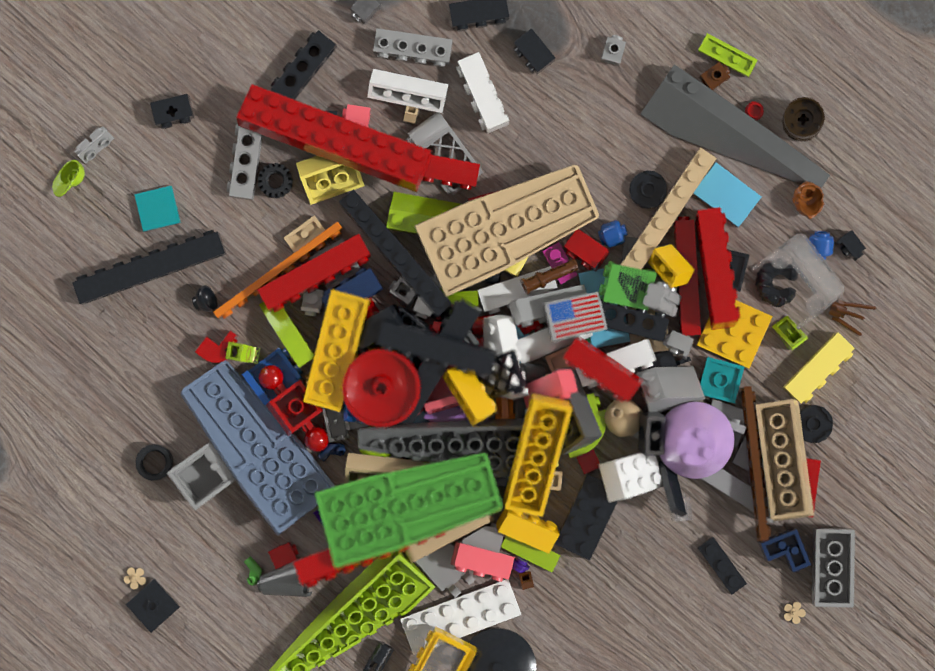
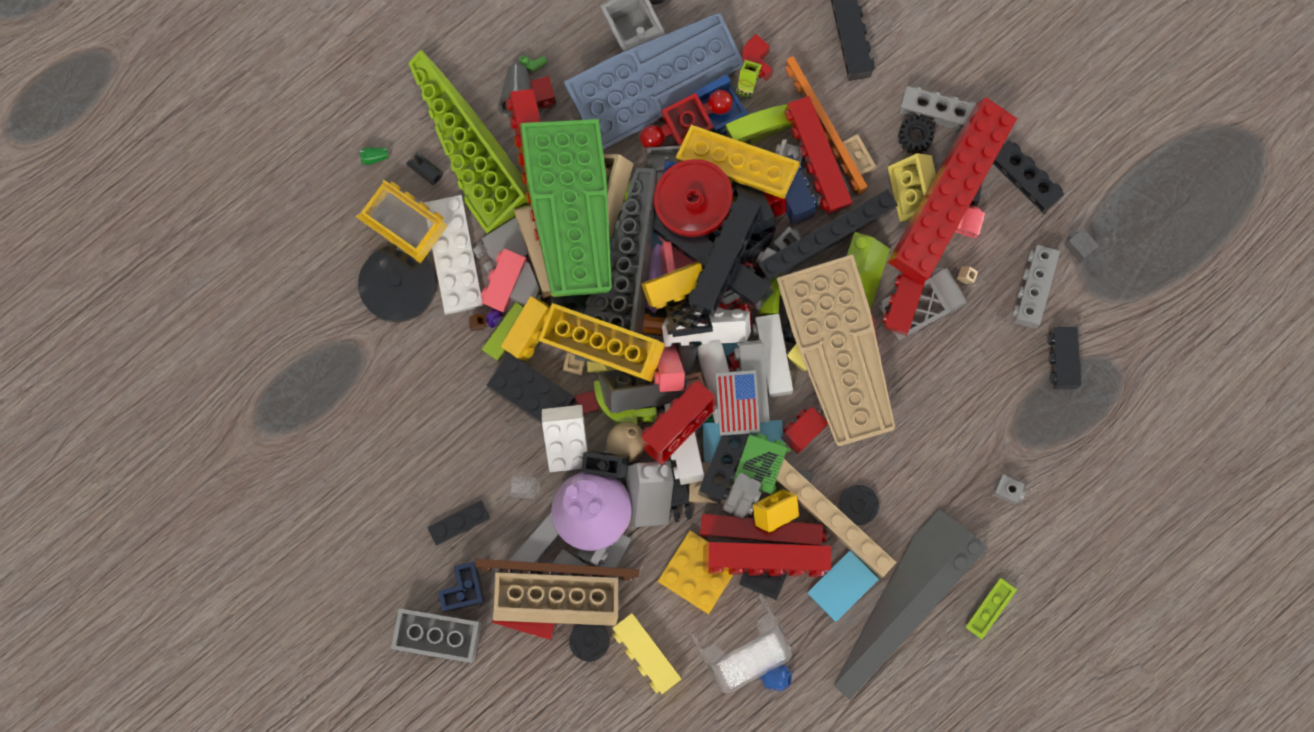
camera: 105 degrees right, 10 degrees down
(157, 208) = (902, 21): teal tile -> none
(162, 108) = (1000, 36): black brick -> none
(205, 299) = (806, 53): black piece -> none
(332, 449) = (640, 152): dark blue arm -> none
(407, 90) = (991, 274): white brick -> none
(482, 92) = (980, 349): white wedge -> none
(533, 51) = (1018, 406): black brick -> none
(541, 279) = (780, 377): reddish brown pin -> none
(556, 256) = (794, 403): dark pink plate -> none
(612, 234) = (817, 460): blue head -> none
(672, 490) = (542, 479): black tile -> none
(678, 343) = (693, 509): light grey brick -> none
(715, 76) = (969, 591): reddish brown brick -> none
(721, 379) = (650, 550): teal plate -> none
(754, 110) = (928, 628): red plate -> none
(765, 286) = (736, 612): black piece -> none
(788, 333) = (688, 626): lime slope -> none
(794, 612) = (397, 590): tan plant -> none
(808, 199) = (826, 670): dark orange hair -> none
(812, 113) = (921, 668): dark brown wheel -> none
(839, 310) = (704, 685): reddish brown plant -> none
(851, 245) = (771, 709): black brick -> none

